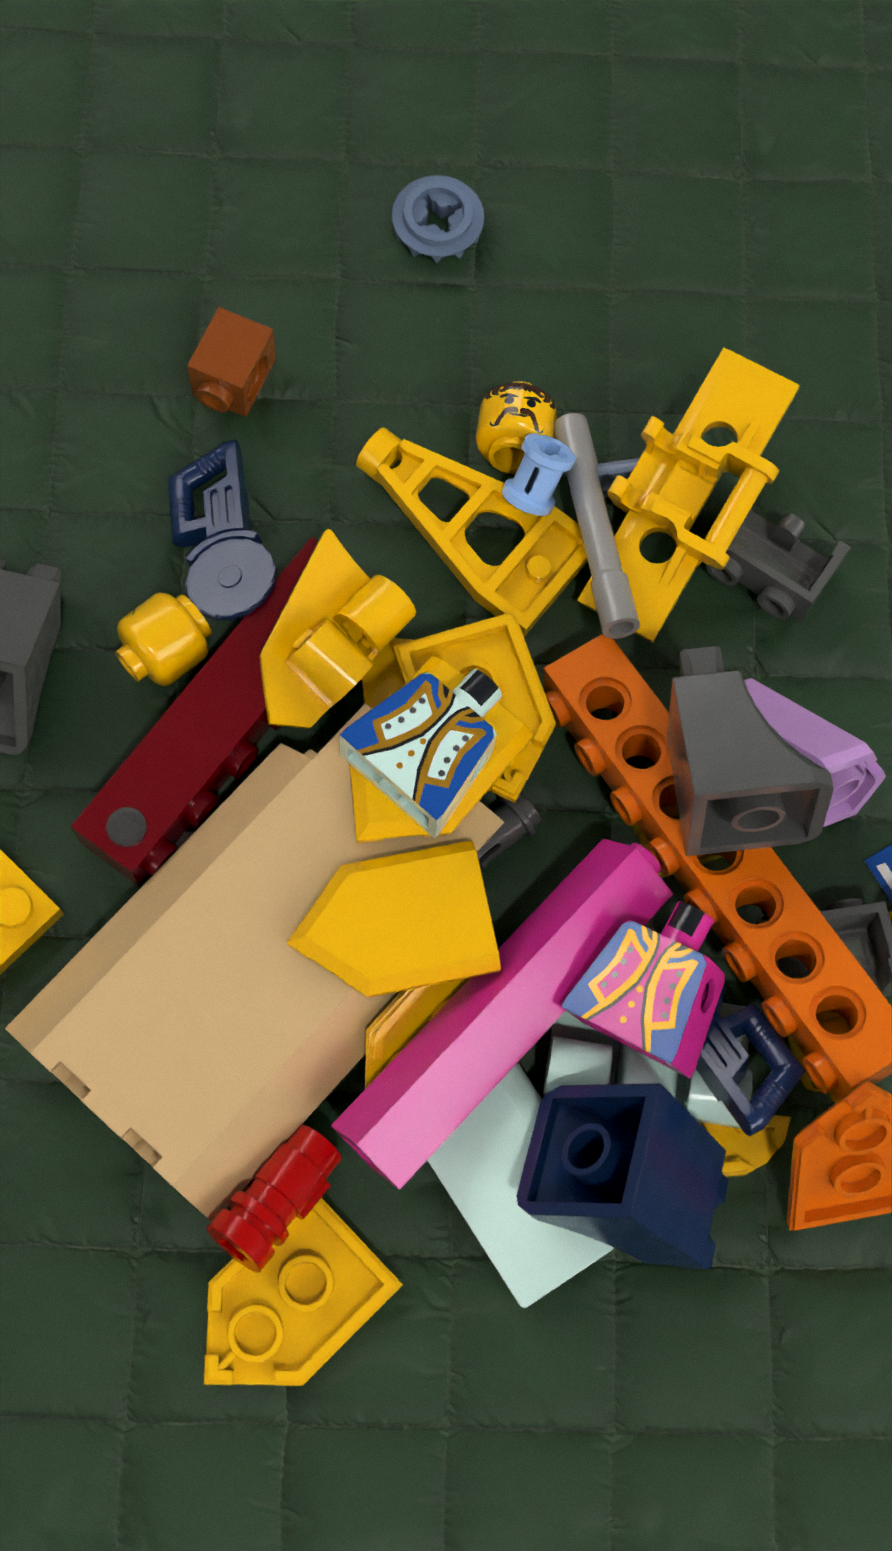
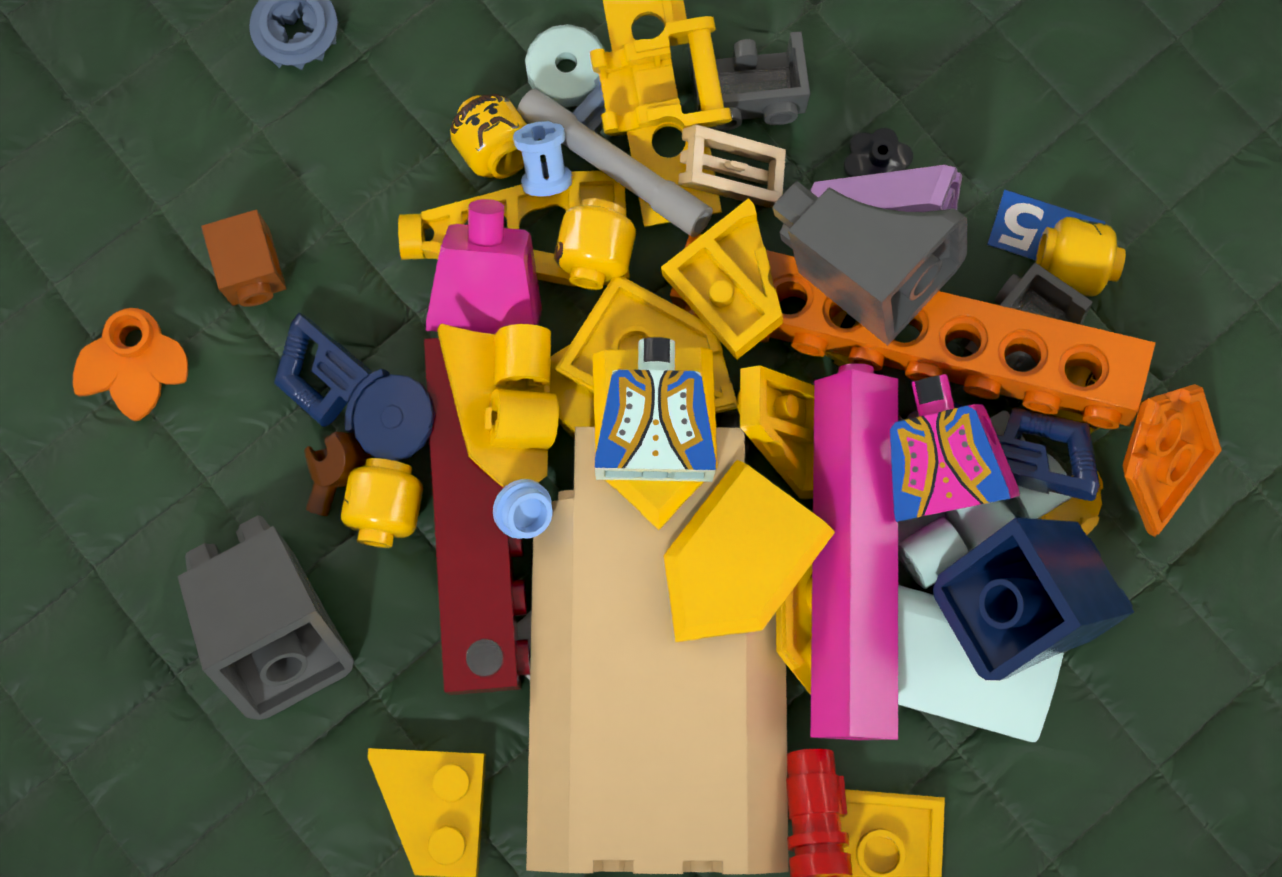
camera: 35 degrees left, 5 degrees up
(65, 378) = (131, 372): none -> orange plate
(147, 578) = (331, 468): none -> reddish brown piece
(264, 733) = (523, 509): none -> light blue plate
(407, 526) = (484, 274): none -> dark pink torso
(518, 573) = (595, 243): none -> yellow head
(541, 844) = (780, 422): none -> yellow wing
(600, 692) = (729, 281): none -> yellow wing
(623, 401) = (556, 45): none -> light aqua piece
(663, 574) = (695, 160): none -> tan tile
(829, 691) = (866, 158): none -> black plant

